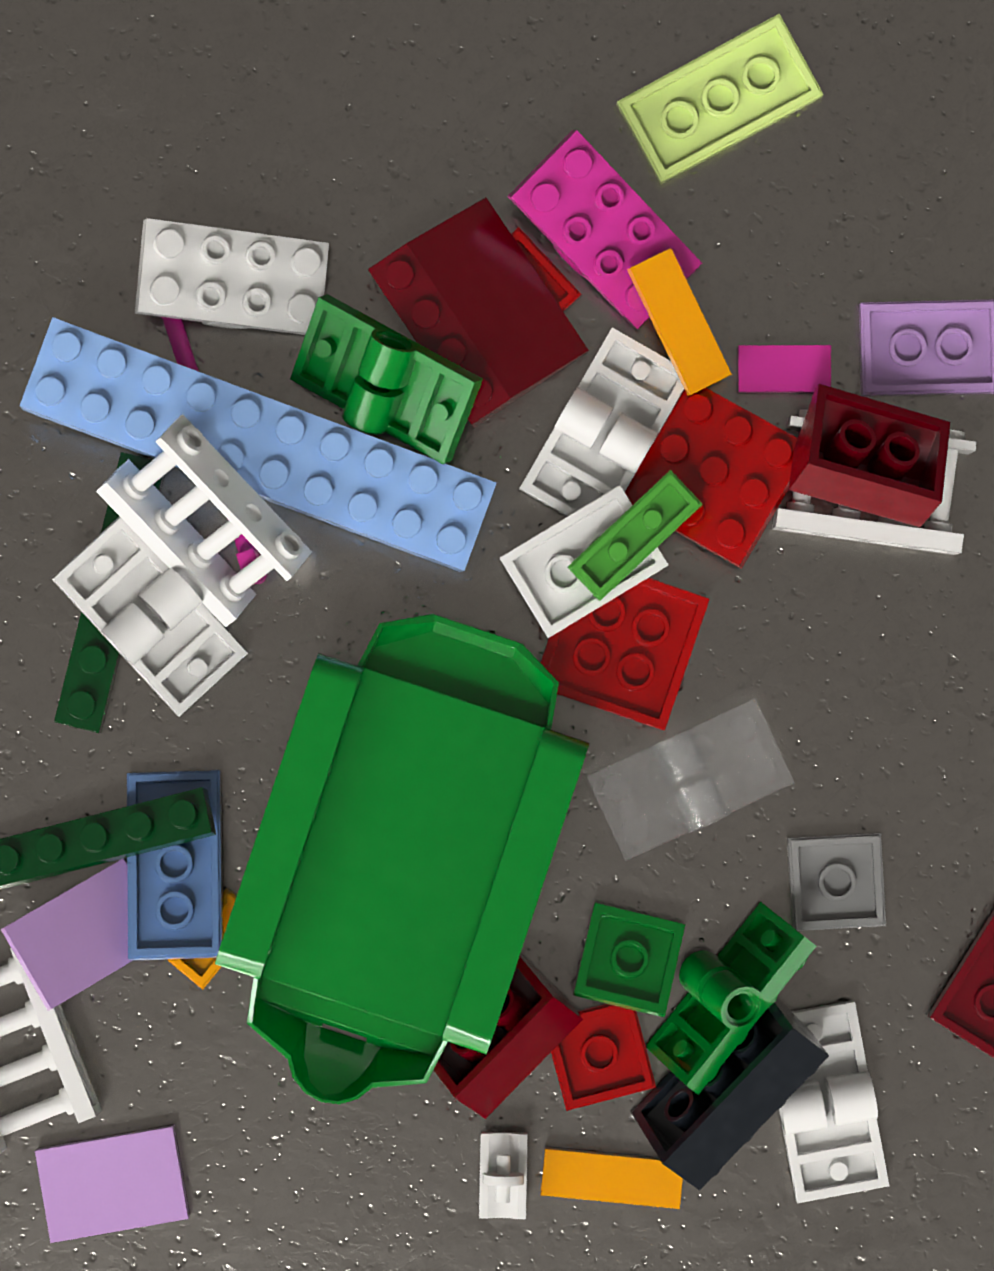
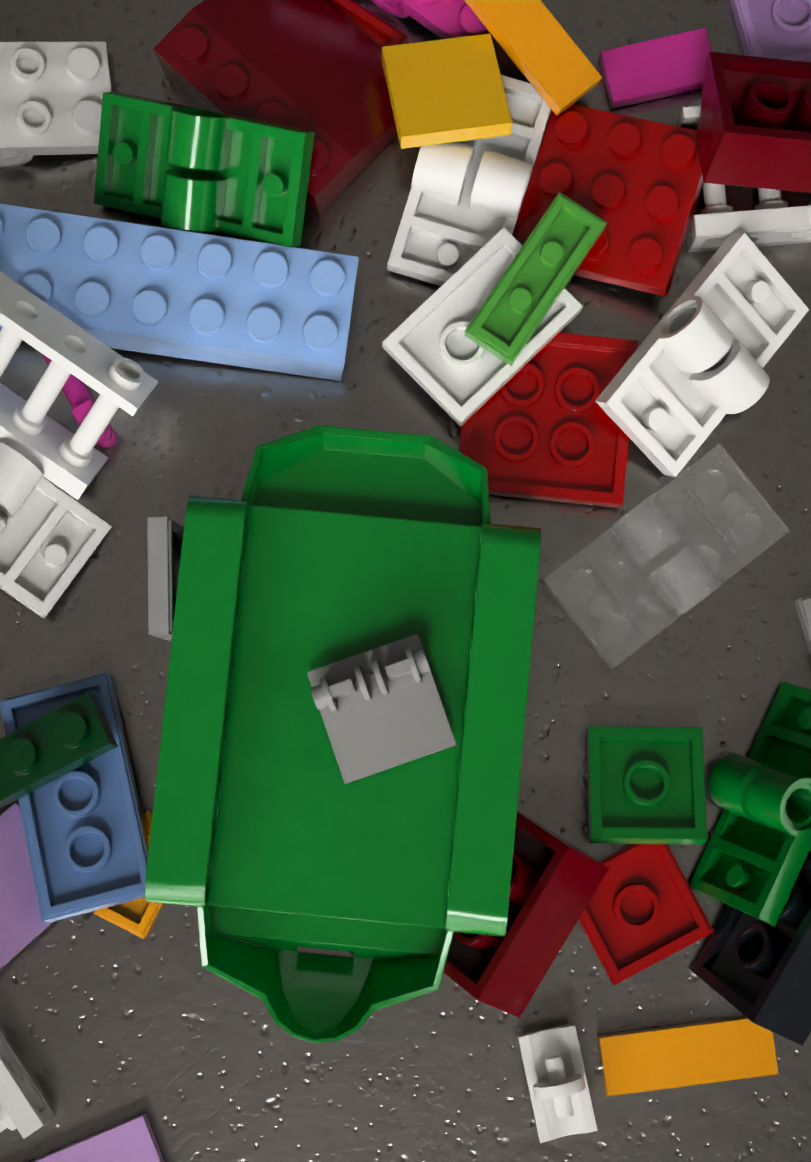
camera: 15 degrees left, 5 degrees down
(285, 706) = (164, 557): none -> light grey tile
(431, 855) = (381, 708): none -> light grey hinge
(600, 358) = (446, 91): none -> yellow tile
(759, 625) = (704, 355): none -> white plate

